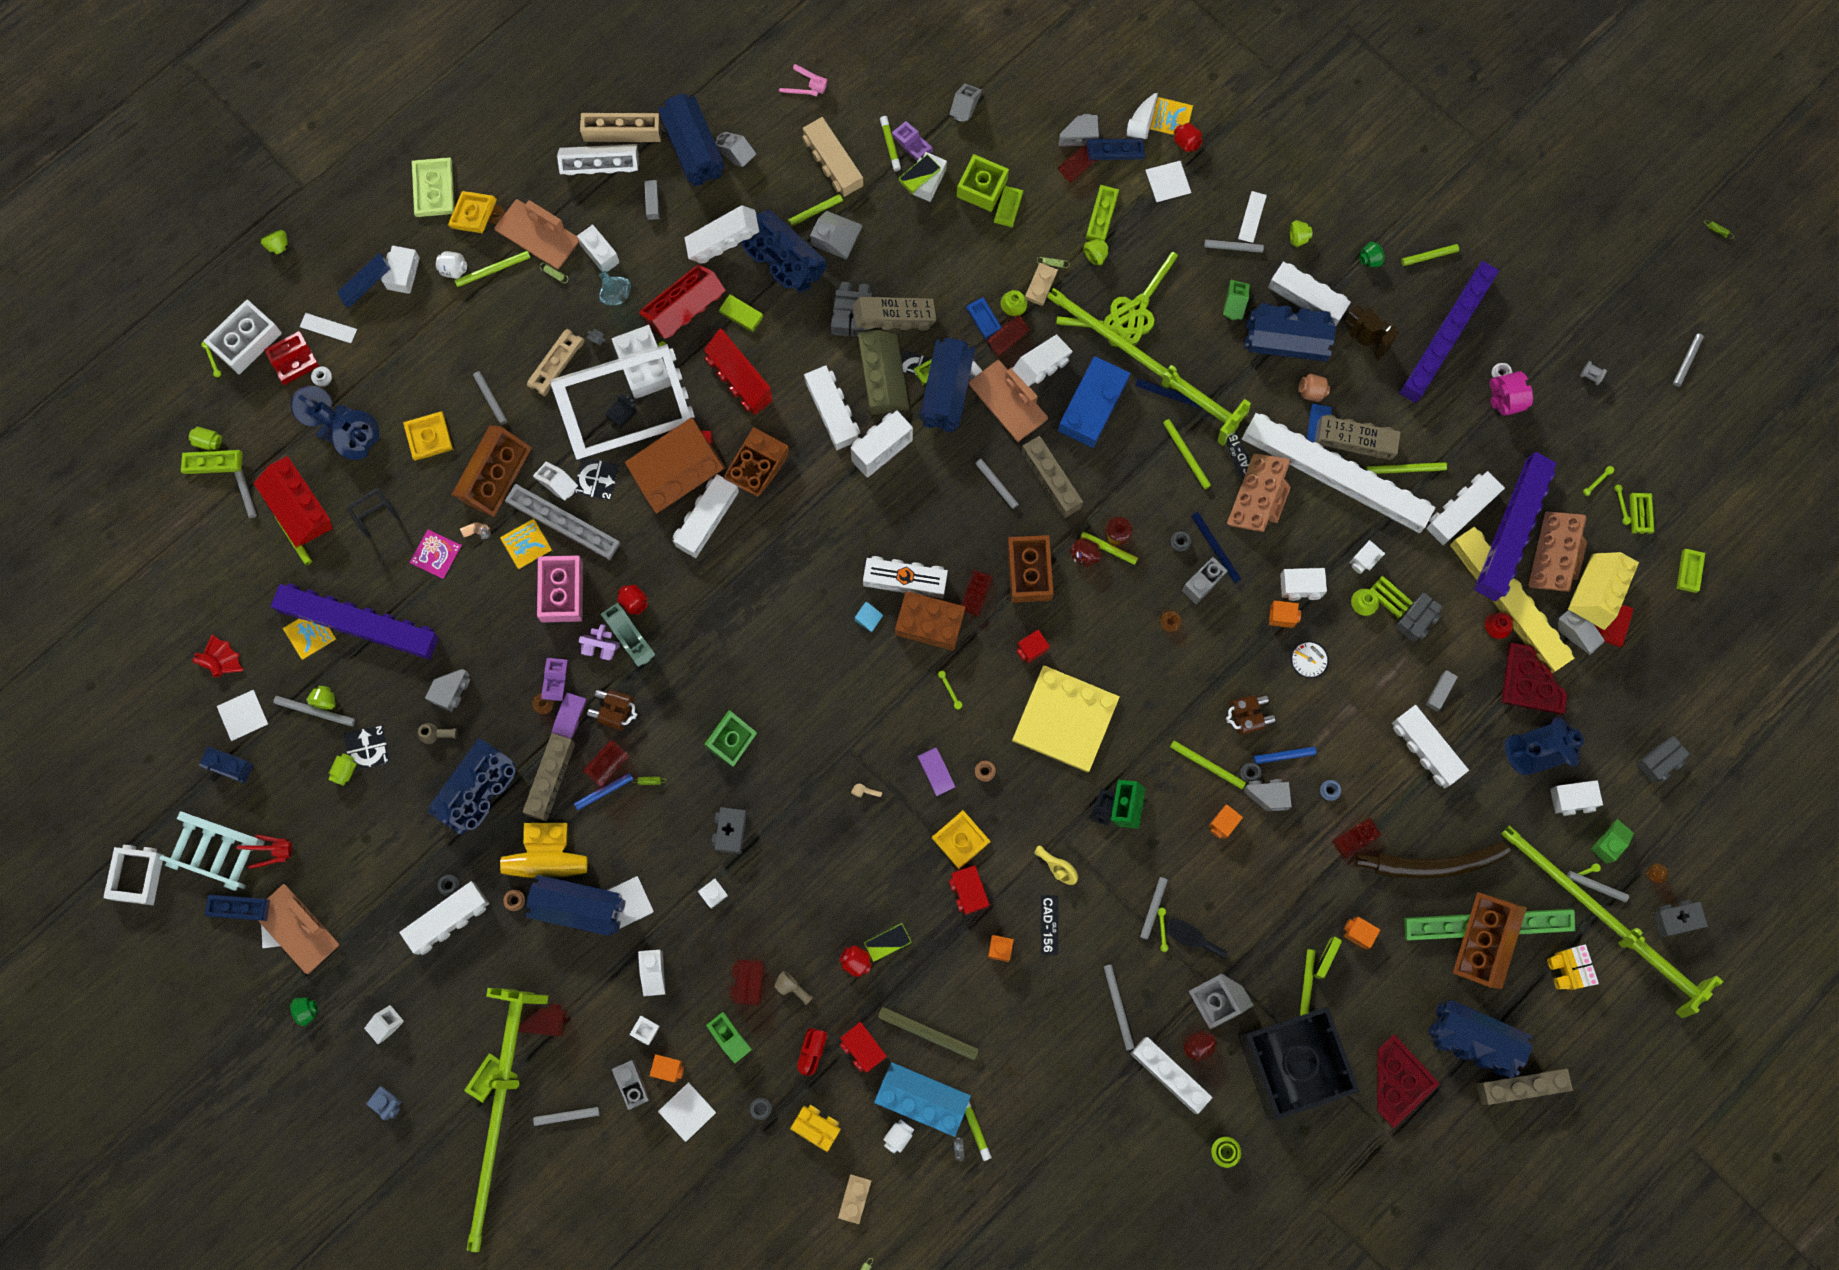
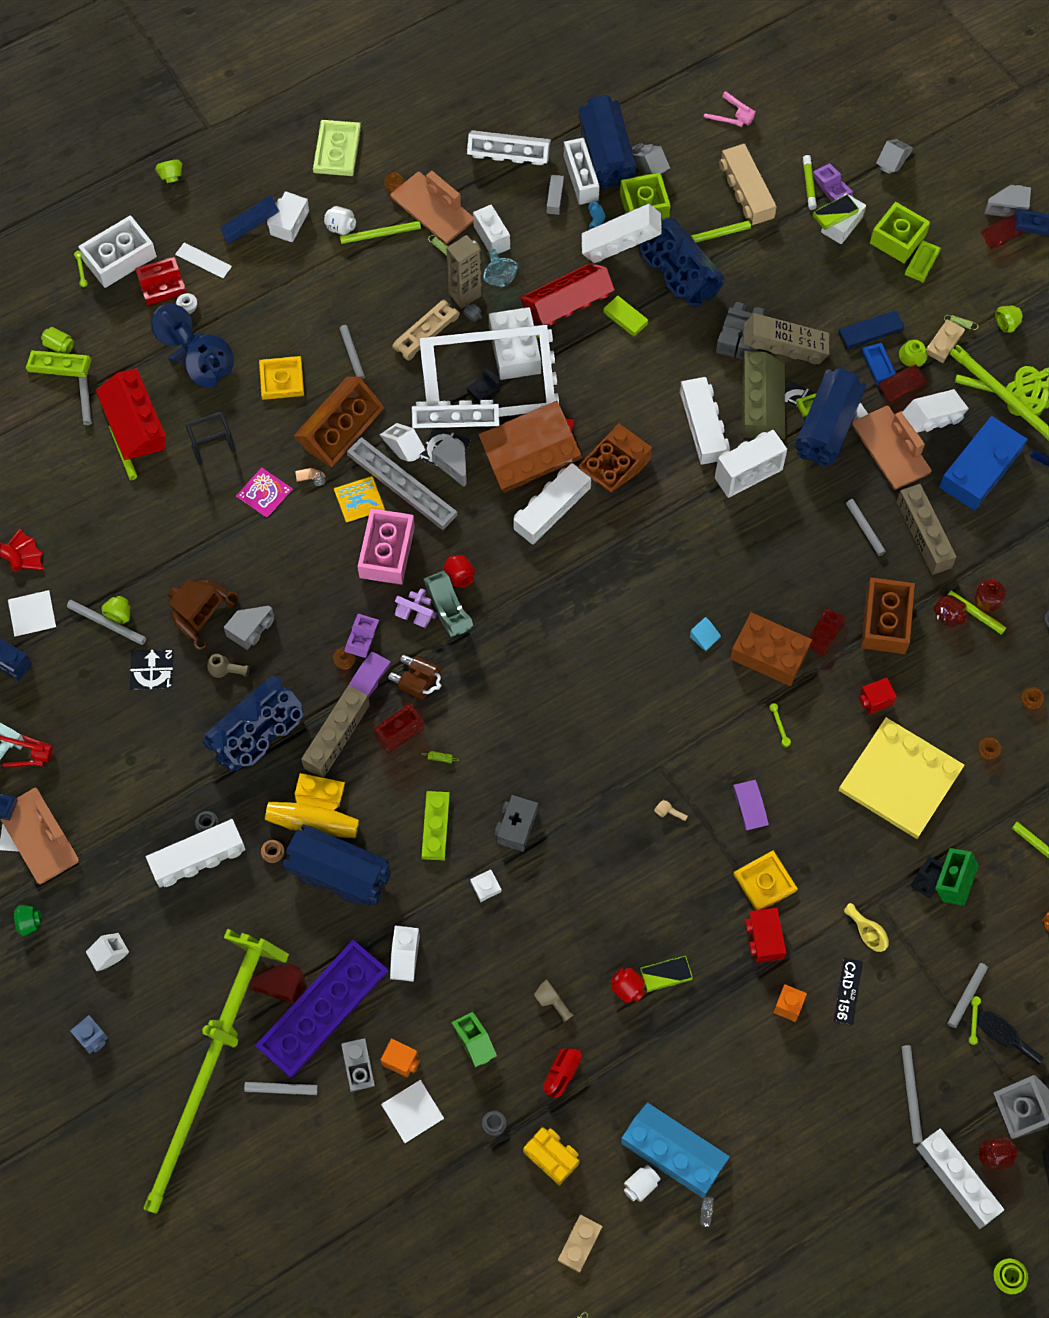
camera: 15 degrees right, 10 degrees down
(308, 637) = (118, 546): yellow sticker -> none
(342, 769) = (122, 684): lime brick -> none
(354, 621) = (168, 541): dark purple brick -> none
(393, 680) = (195, 604): none -> reddish brown torso
(472, 212) = (371, 175): yellow tile -> none
(477, 1085) = (193, 1036): lime tile -> none
(580, 302) = (464, 271): none -> dark tan brick
(588, 1037) = (321, 1009): none -> dark purple plate
(598, 450) = (455, 415): none -> white brick
(603, 791) = (390, 758): blue bar -> none
(604, 488) = (450, 457): none -> light grey slope
(620, 127) = (537, 121): tan brick -> none
(636, 904) = (401, 880): white sticker -> none
(644, 1030) = (384, 1013): white plate -> none
(657, 846) = (435, 825): none -> lime plate
(672, 172) = (581, 171): none -> white brick
(696, 213) = (597, 214): none -> dark azure arm
(730, 738) = (534, 728): bright green slope -> none
(738, 188) = (643, 191): none -> lime brick
(738, 373) = (612, 370): red slope -> none
(747, 982) = (506, 984): clear red brick -> none
(835, 234) = (737, 258): light grey slope -> none
(862, 1047) = (619, 1079): red brick -> none
(905, 577) = (744, 597): white brick -> none
(928, 1033) = (694, 1079): olive axle -> none
(971, 285) = (871, 329): none -> dark blue tile
(977, 1133) = (729, 1199): lime bar -> none
(985, 764) = (804, 808): medium nougat plate -> none
(1102, 213) = (1021, 283): lime tile -> none
(1139, 670) = (989, 742): none -> clear orange plate

